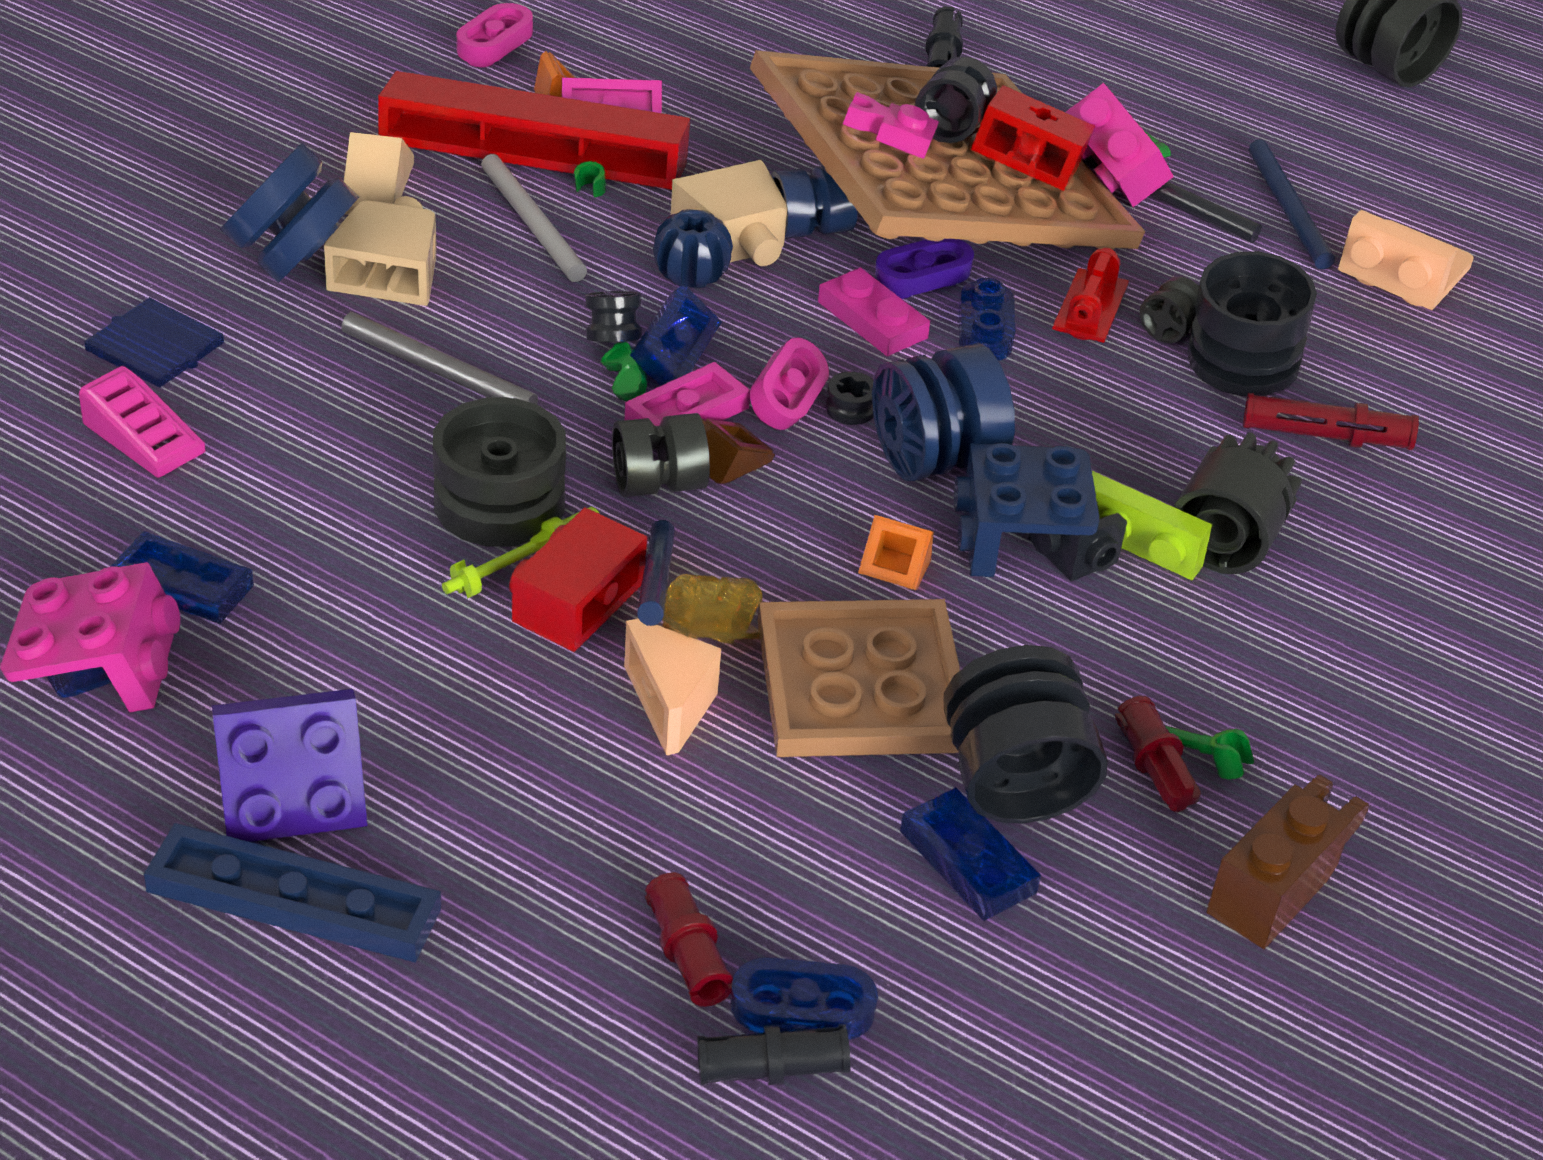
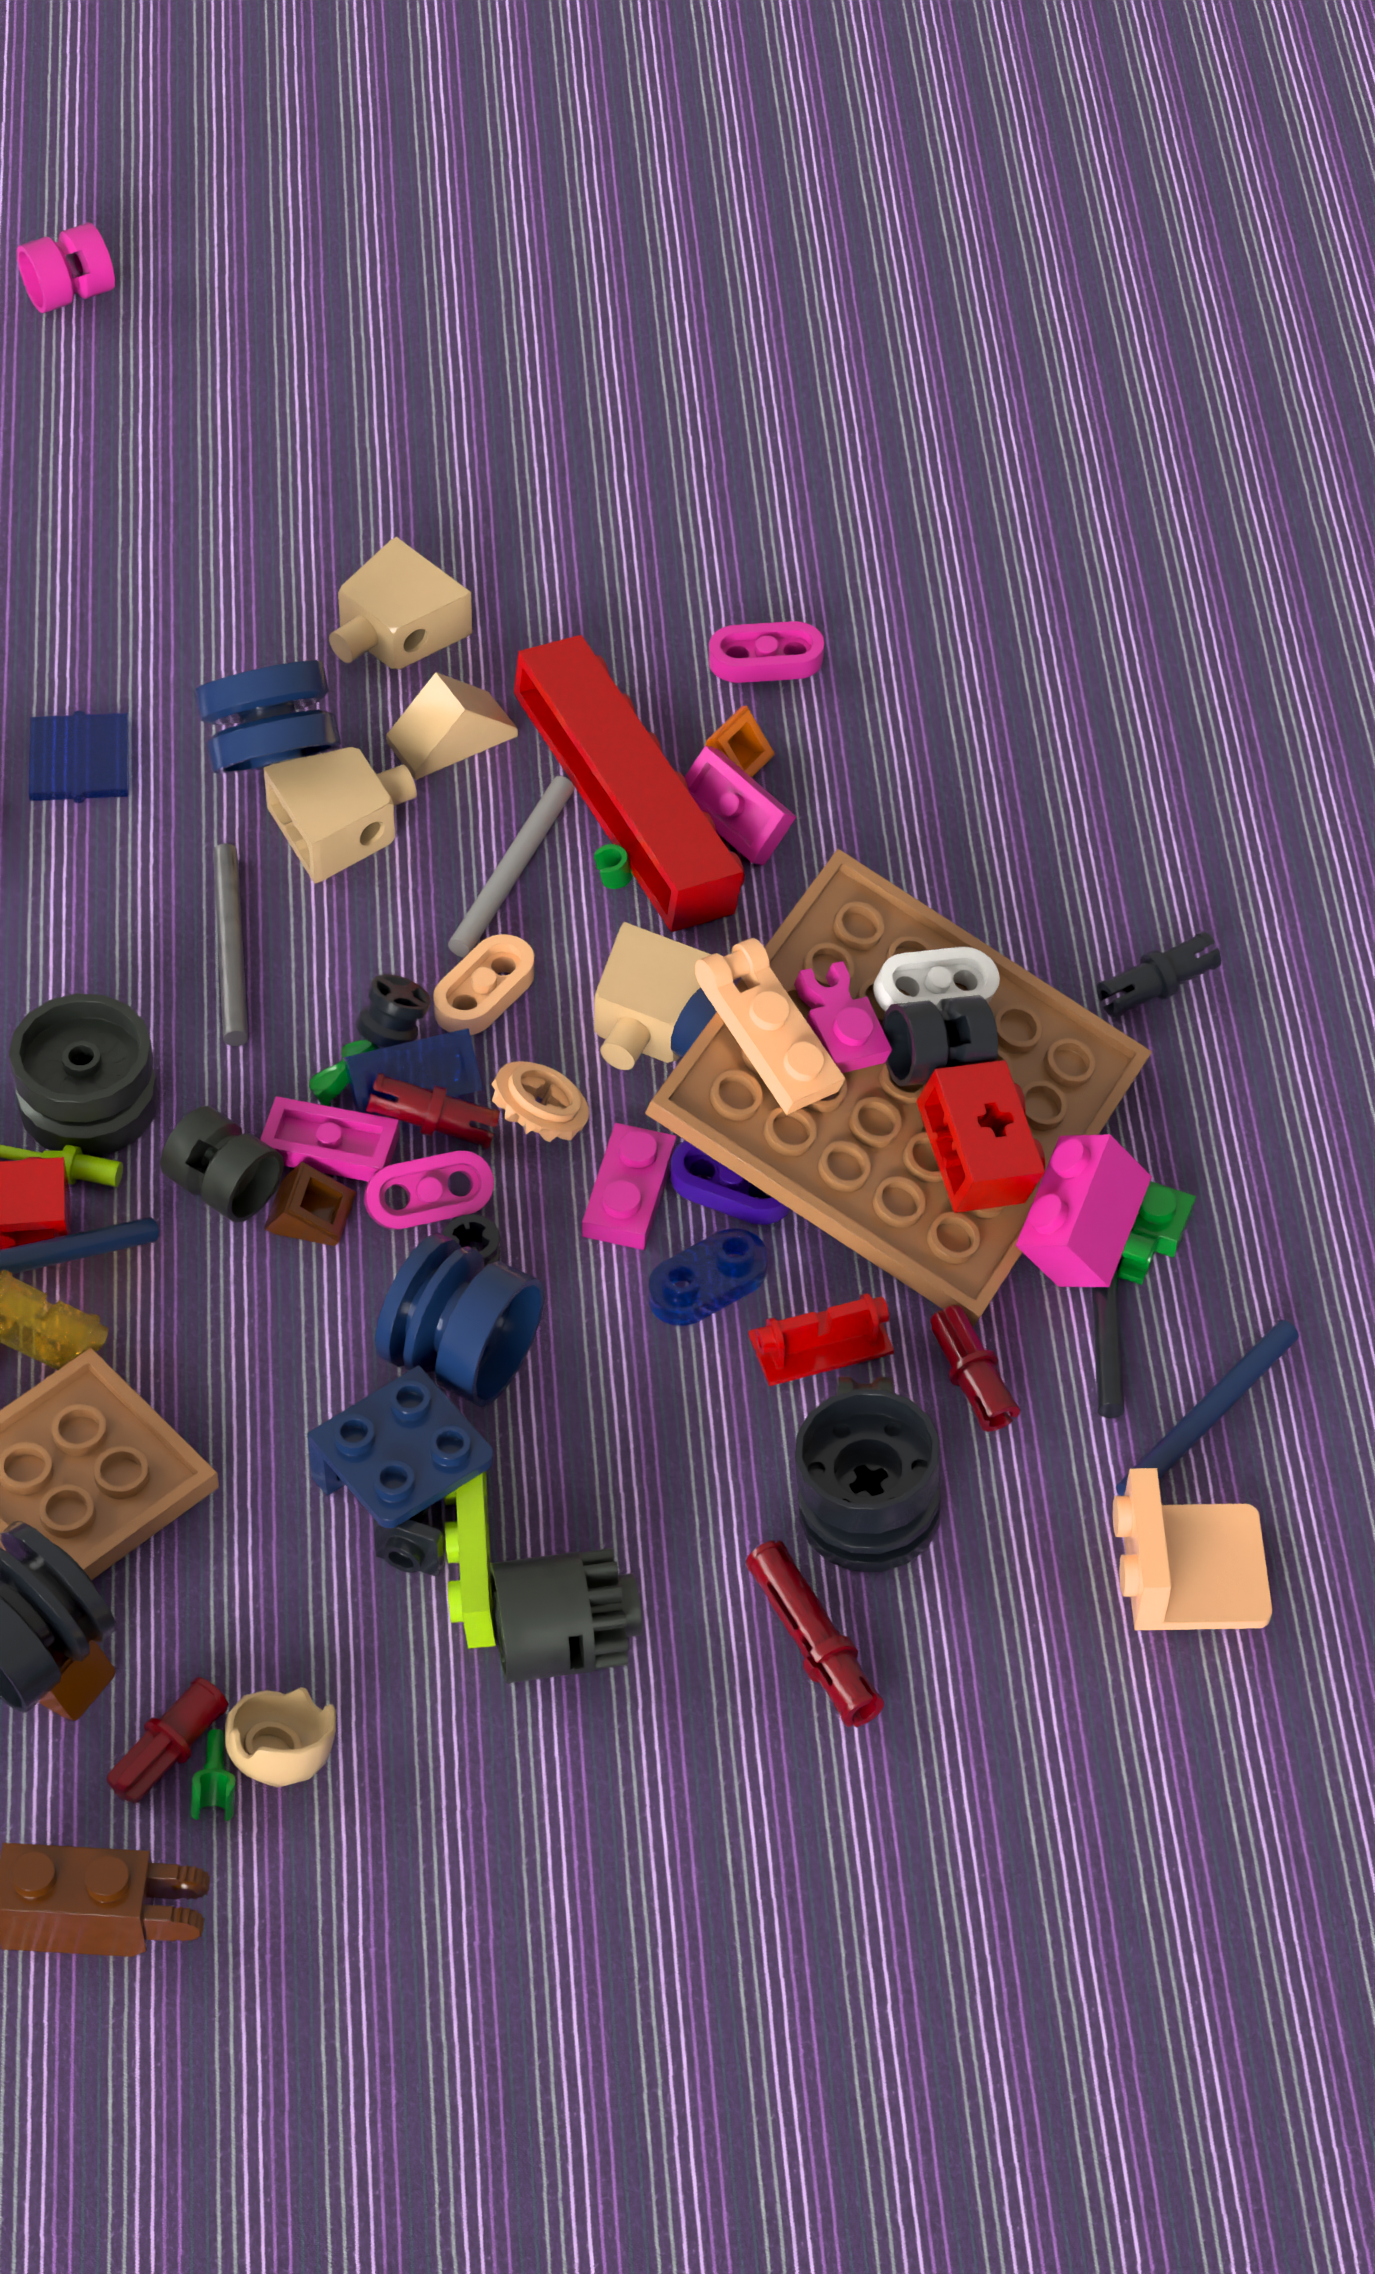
camera: 55 degrees right, 10 degrees up
(243, 132) = (400, 609): none -> tan torso
(631, 265) = (475, 993): none -> light nougat plate
(692, 248) = (555, 1001): dark blue piece -> none
(722, 344) = (433, 1110): none -> dark red pin
(769, 299) = (562, 1105): none -> light nougat gear
(873, 143) = (769, 1026): none -> light nougat plate
(897, 552) = (267, 1408): orange slope -> none
(901, 78) = (933, 976): none -> white plate
(1168, 254) = (974, 1369): none -> dark red axle
(1219, 689) = (279, 1736): none -> tan hair

